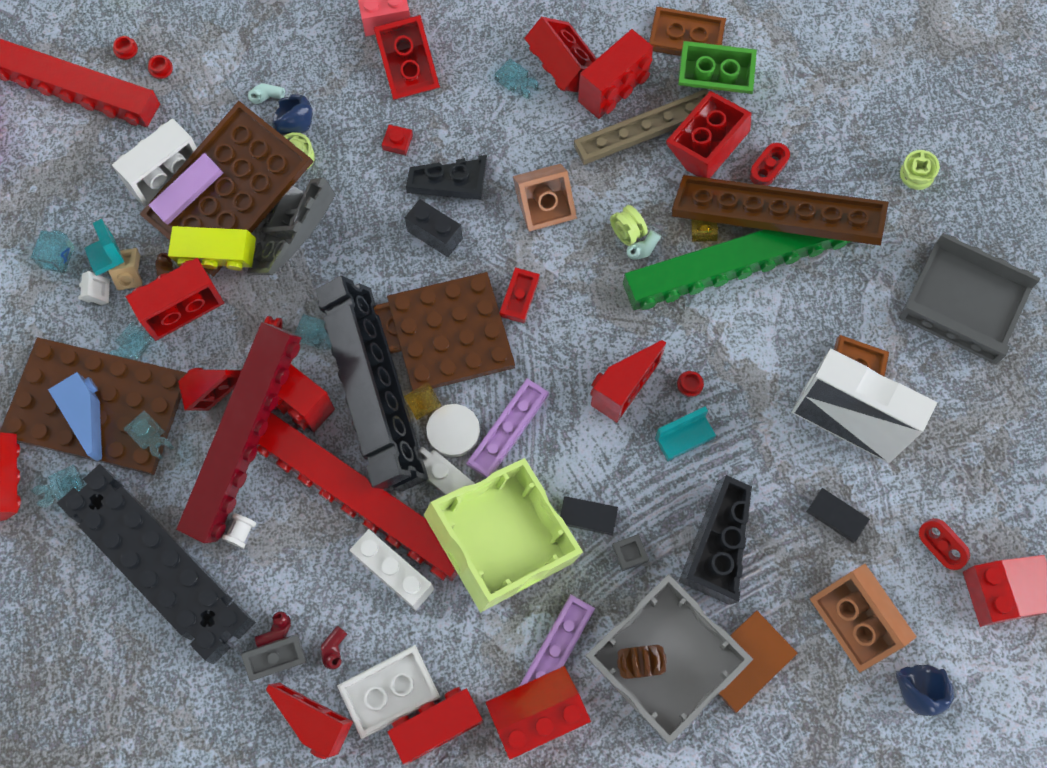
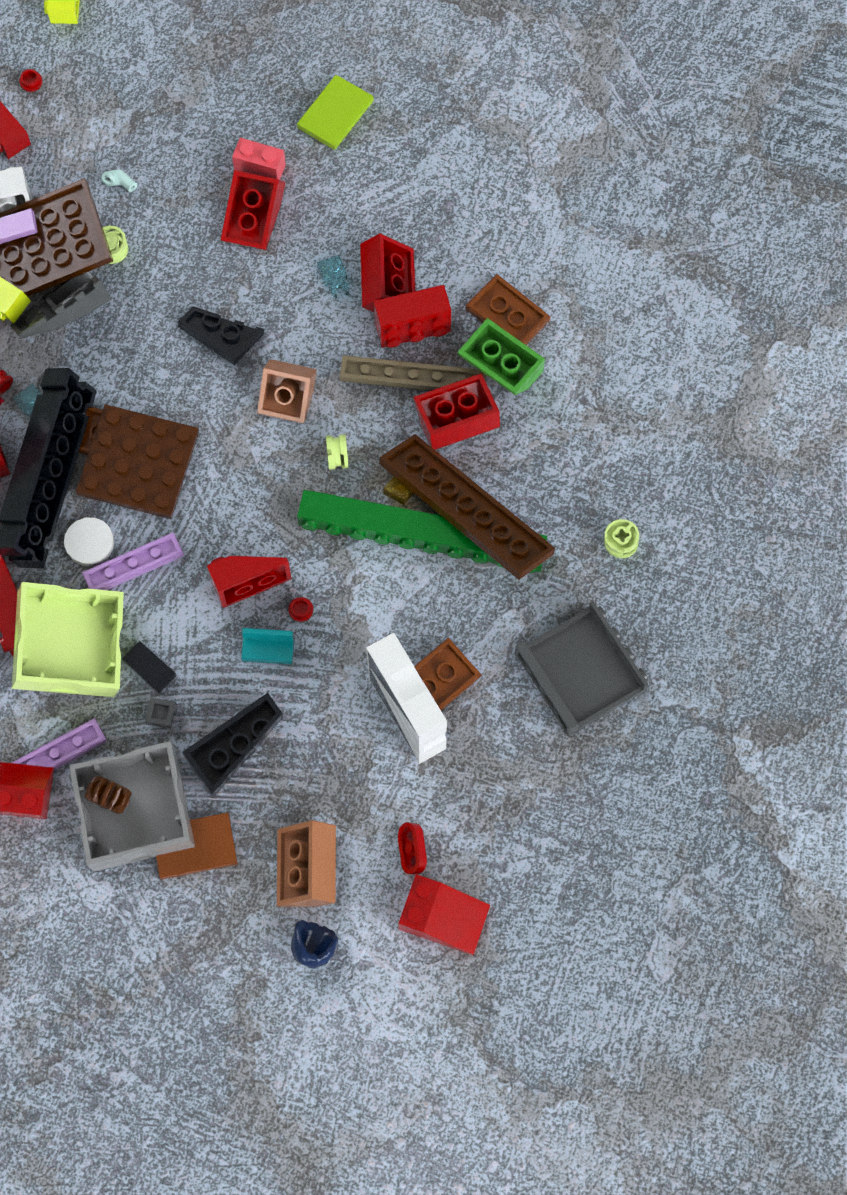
camera: 30 degrees right, 0 degrees up
(160, 67) = (48, 112): red plate -> none
(293, 115) = (126, 212): dark blue hair -> none
(397, 139) = (200, 277): red plate -> none
(422, 401) = (79, 504): clear yellow plate -> none
(433, 228) = (178, 368): black brick -> none
(442, 473) = (58, 568): white hinge -> none
(519, 295) = (212, 461): red plate -> none
(643, 248) = (340, 478): light aqua arm -> none
(768, 166) = (493, 463): red plate -> none
(838, 515) = (345, 779): black tile -> none

